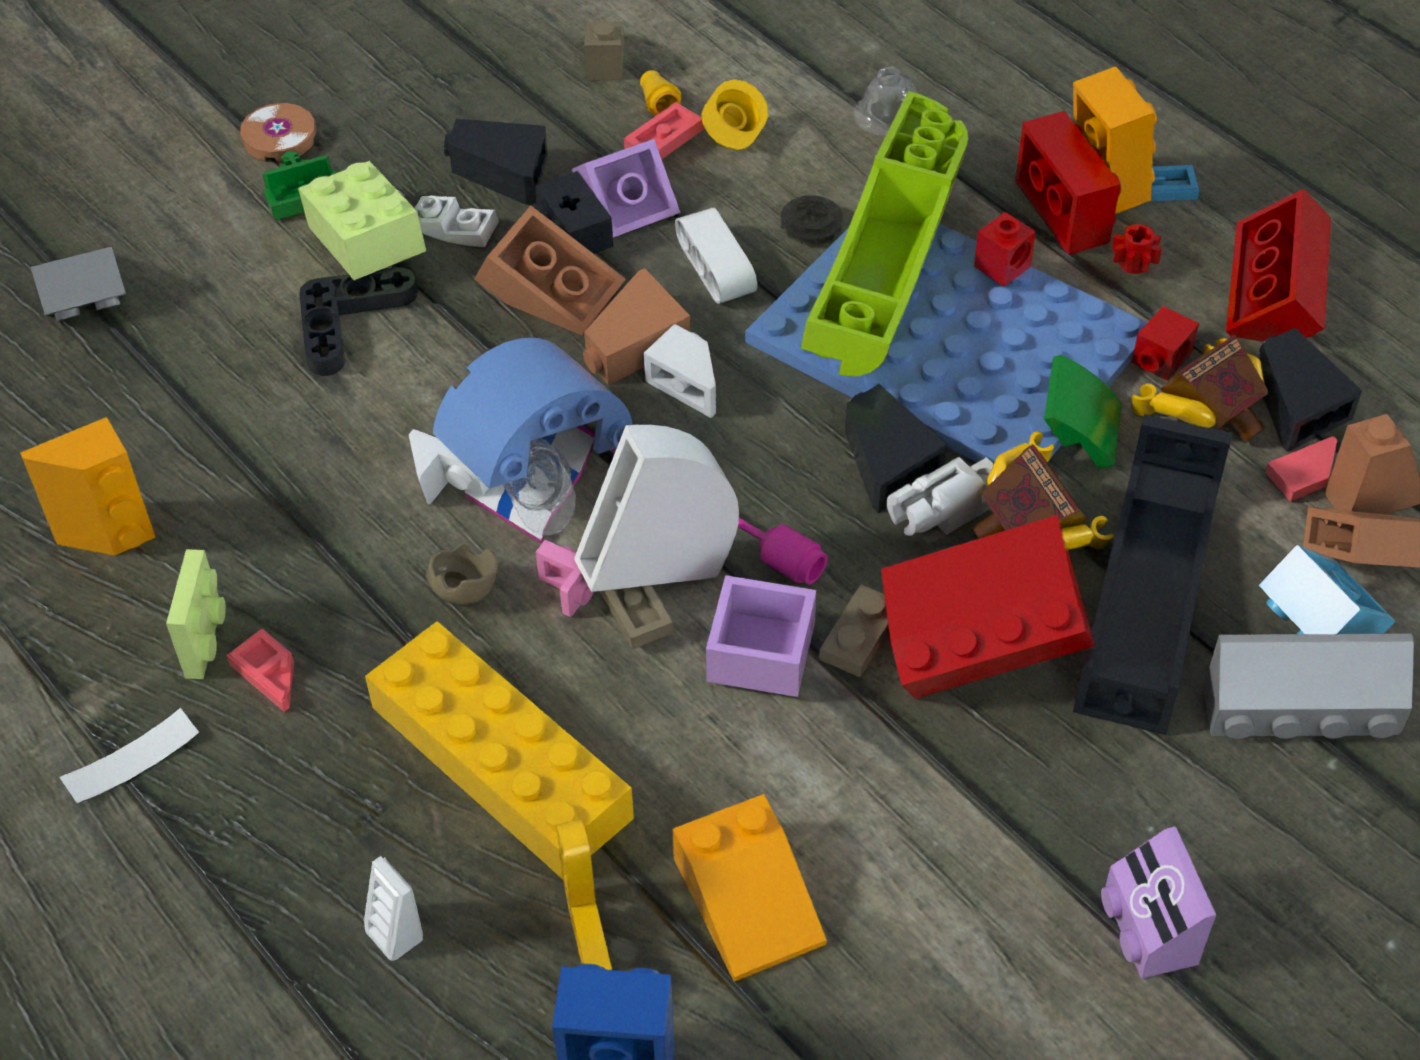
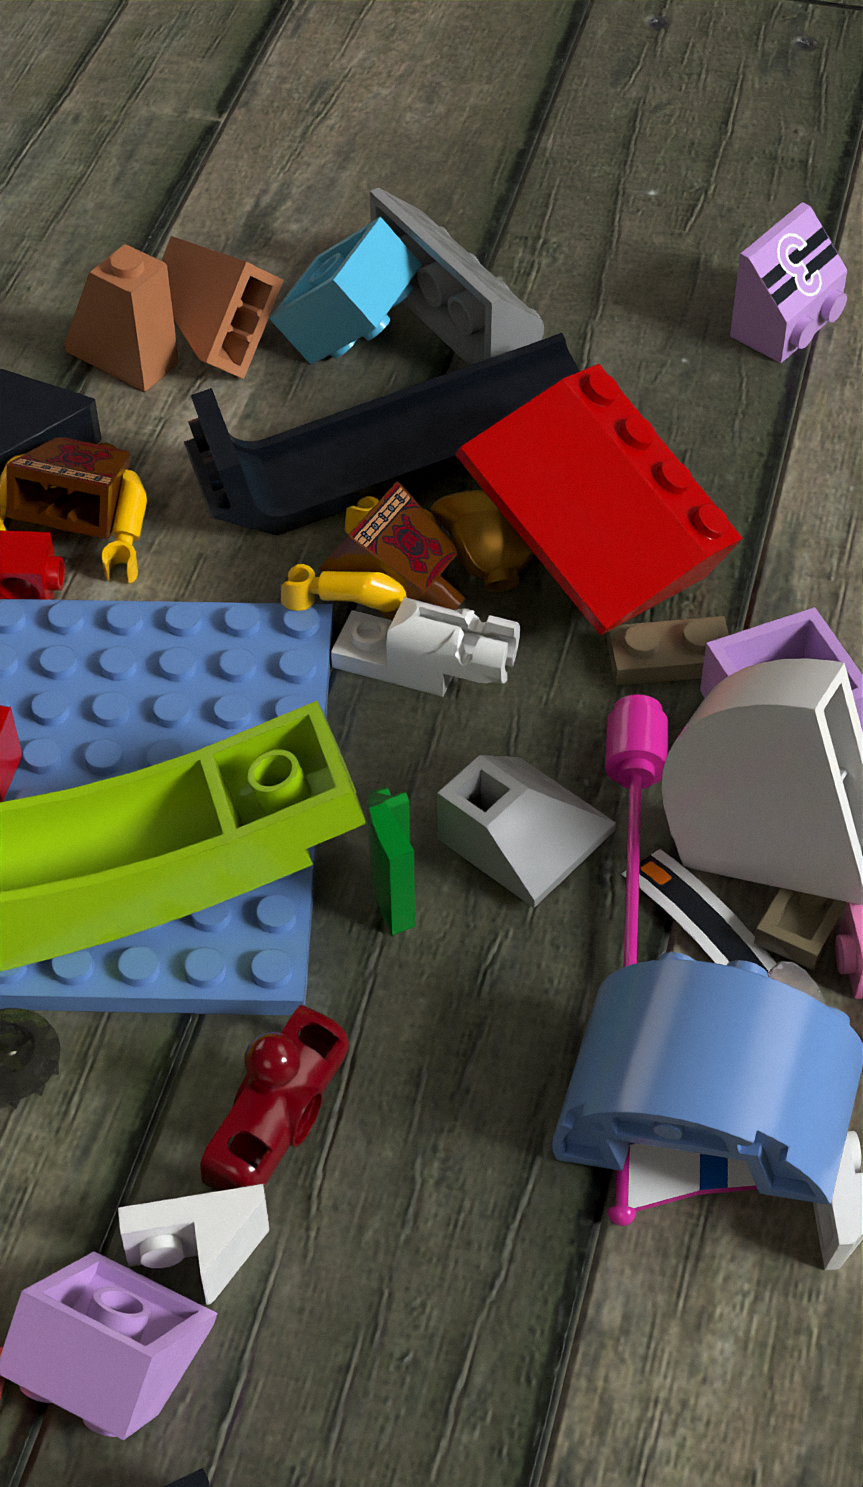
camera: 125 degrees left, 0 degrees up
(548, 274) = (383, 1326): nougat slope -> none
(576, 211) = (227, 1335): black brick -> none
(630, 326) = (405, 1129): nougat slope -> none
(648, 238) = (213, 1225): none -> white slope
(683, 275) = (275, 1100): none -> dark red piece
(683, 369) = (429, 1023): white slope -> none
(716, 255) = (170, 1124): white beam -> none
(779, 466) = (518, 825): none -> light grey slope
(796, 383) = (391, 858): none -> green slope
(889, 444) = (405, 729): black slope -> none
(1083, 411) = (207, 580): green slope -> none
(1303, 470) = (133, 407): coral tile -> none

